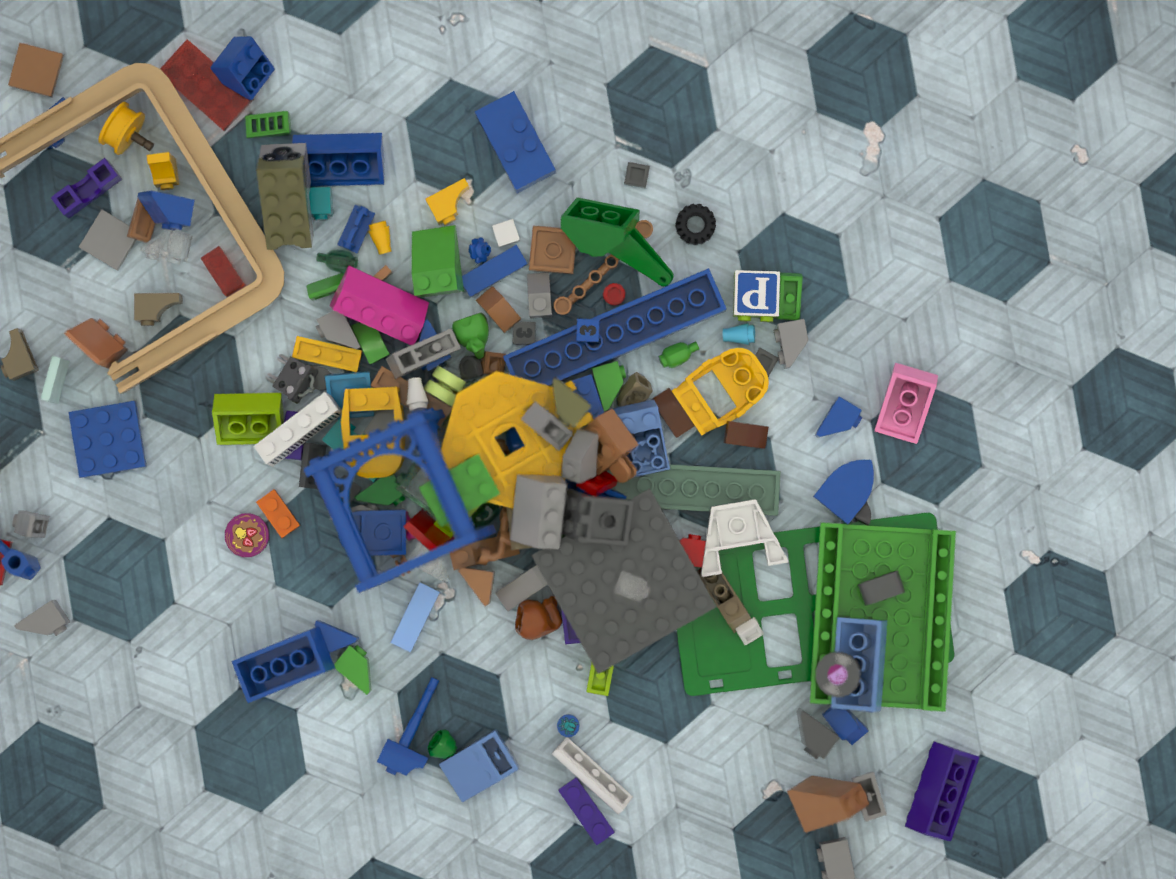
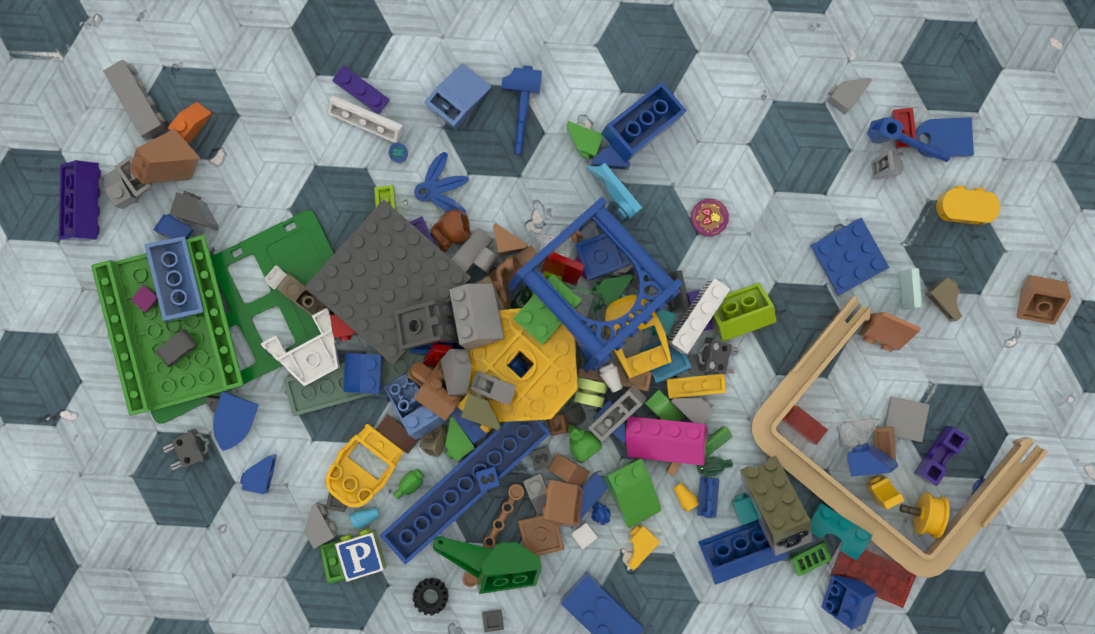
camera: 160 degrees right, 0 degrees up
(36, 70) = (1017, 539): medium nougat tile -> none
(150, 306) = (852, 376): dark tan arch -> none
(215, 135) = (853, 537): none -> teal arch
(278, 513) = (690, 243): orange plate -> none
(334, 579) = (625, 203): none -> medium azure slope
(415, 617) = (551, 197): light blue tile -> none
(442, 745) = (494, 102): green cone -> none
(510, 570) = (485, 260): none -> light grey beam
(515, 275) = (563, 504): none -> medium nougat slope
(529, 671) = (435, 188): none -> blue plant
(614, 294) = (478, 515): red tile -> none
(632, 587) = (378, 278): clear bracket -> none
(687, 491) = (363, 373): none -> blue slope
(746, 434) = (331, 436): reddish brown slope -> none
(787, 839) = (190, 121): none -> orange slope
(838, 674) = (186, 264): dark grey tile -> none
(892, 791) = (117, 190): none -> light grey slope
(899, 655) = (145, 298): none -> magenta tile
(904, 474) = (189, 451): none -> dark grey piece
(906, 403) = (208, 507): bright pink slope -> none

